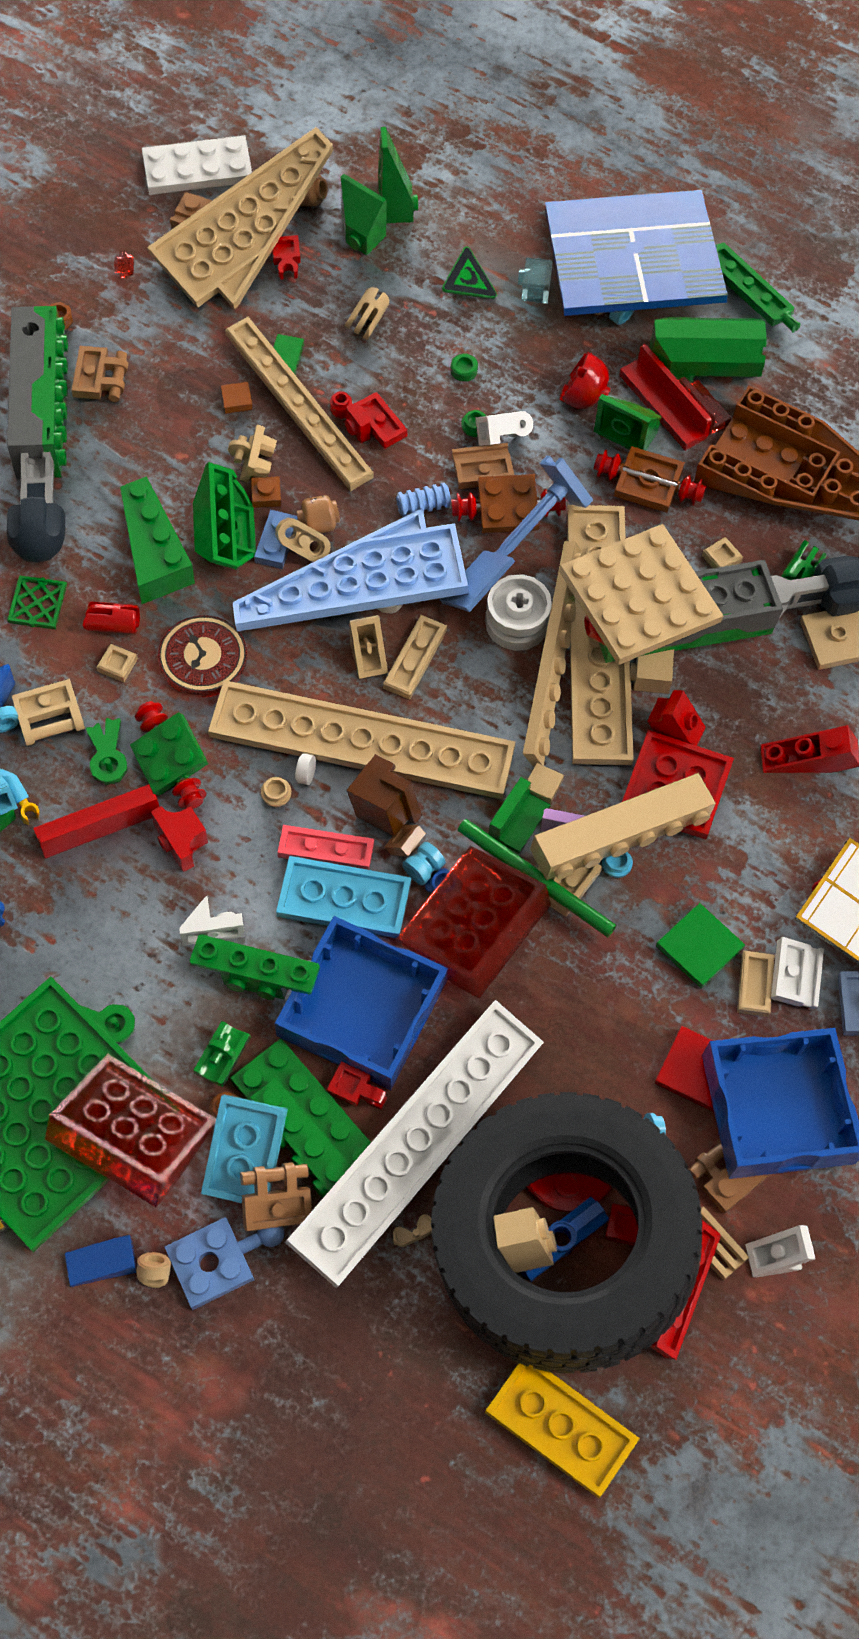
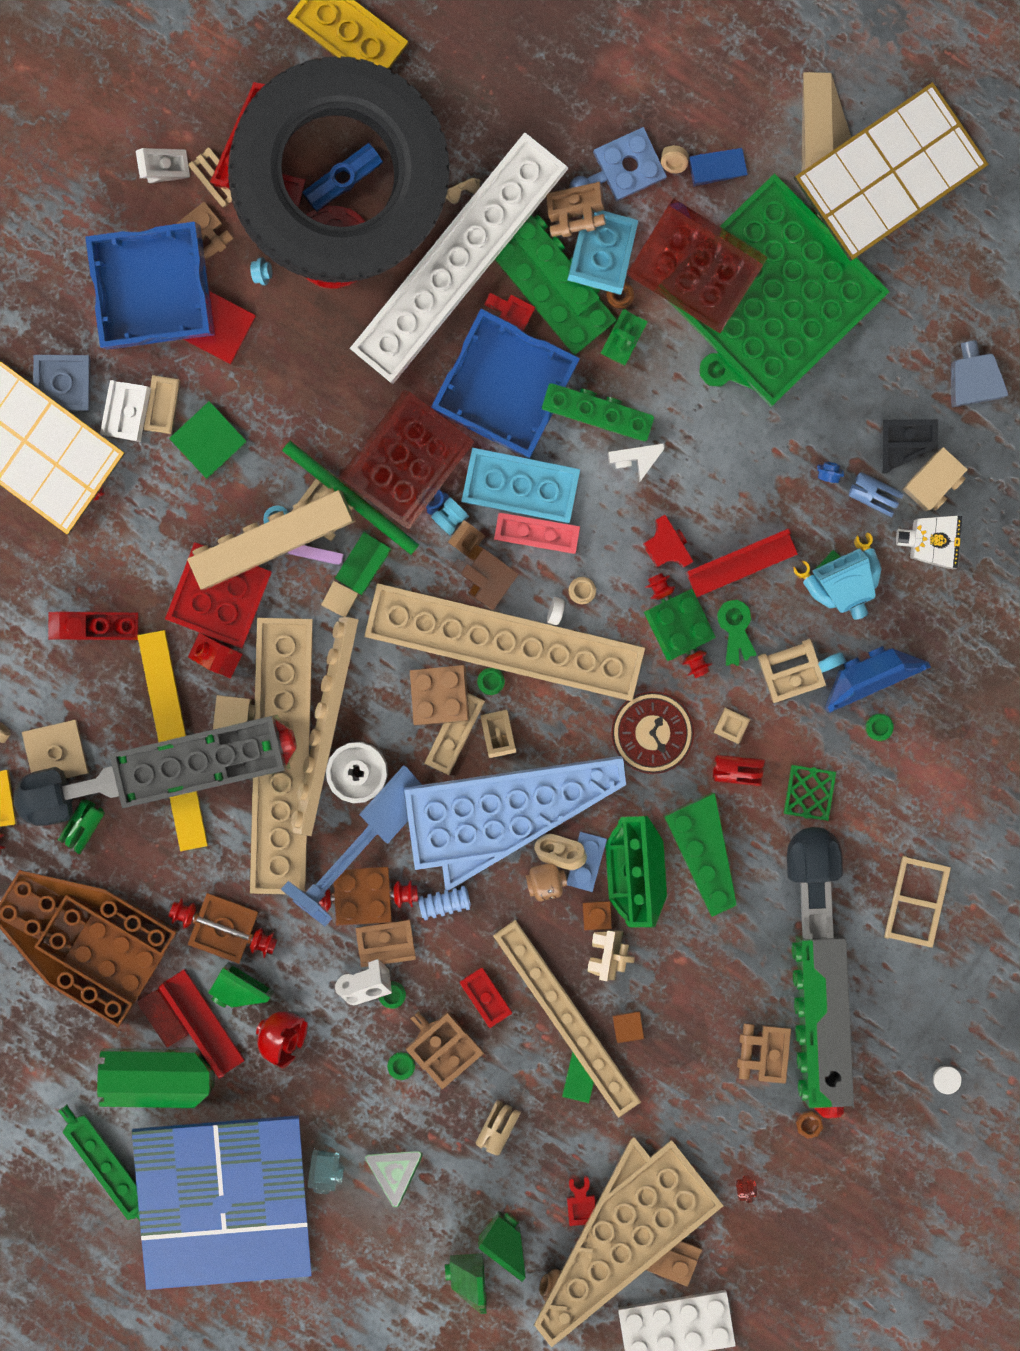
camera: 175 degrees left, 25 degrees up
(356, 420) = (510, 993): red plate -> none
(377, 701) = (490, 681): none -> green plate
(423, 377) = (443, 1048): none -> medium nougat plate
(432, 687) = (439, 695): none -> medium nougat plate
(524, 1239) = (373, 160): tan brick -> none
(640, 594) = (243, 762): tan plate -> none
(722, 554) = (157, 843): tan tile -> none
(727, 684) = (169, 726): none -> yellow tile

